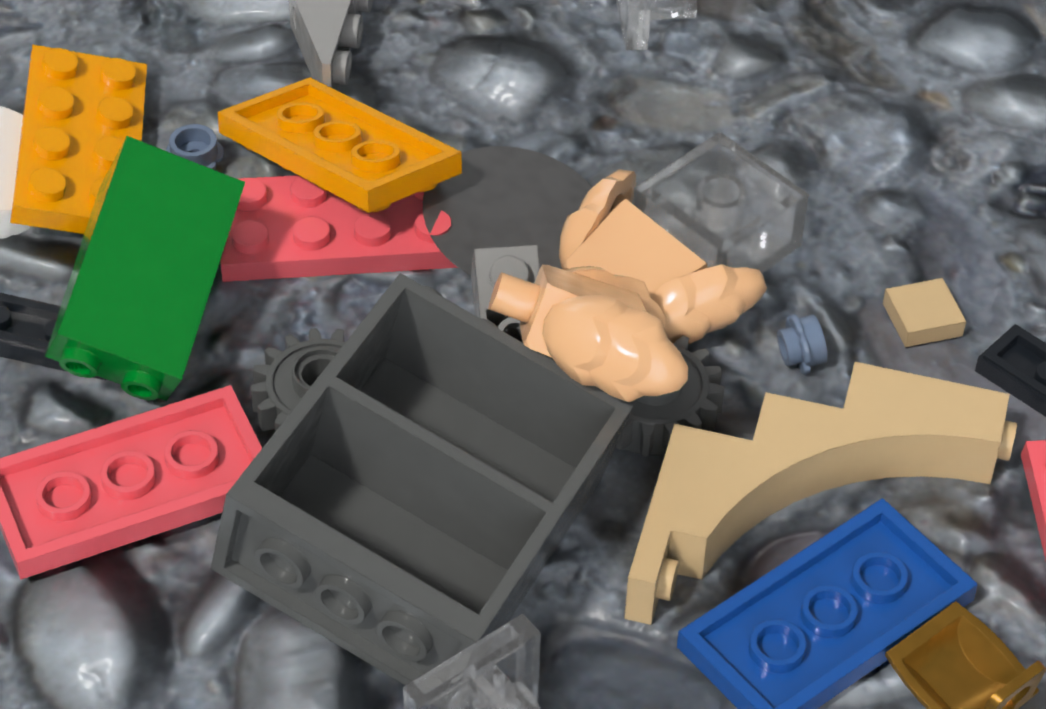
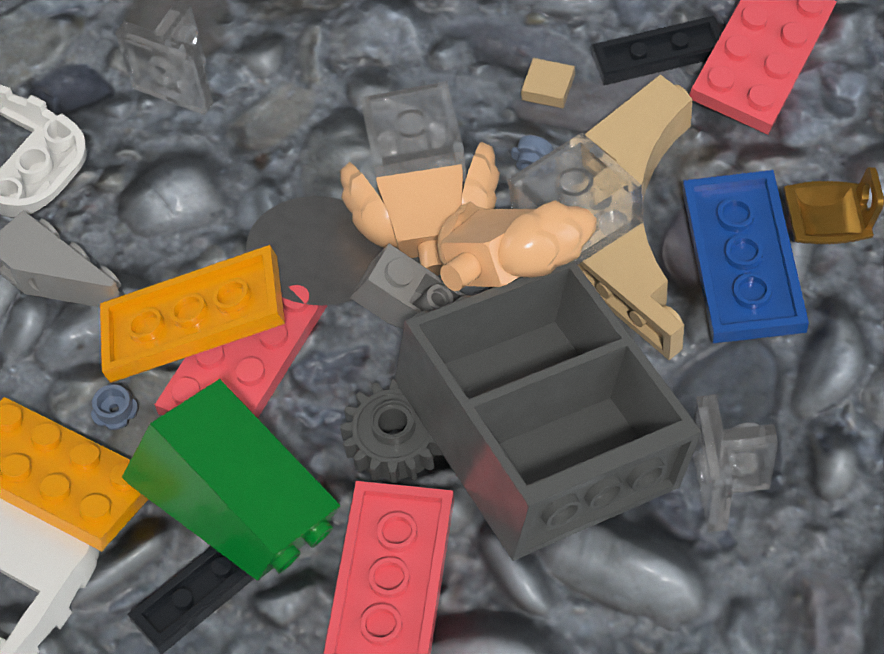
camera: 50 degrees left, 10 degrees up
(739, 380) = (586, 178): none -> clear brick

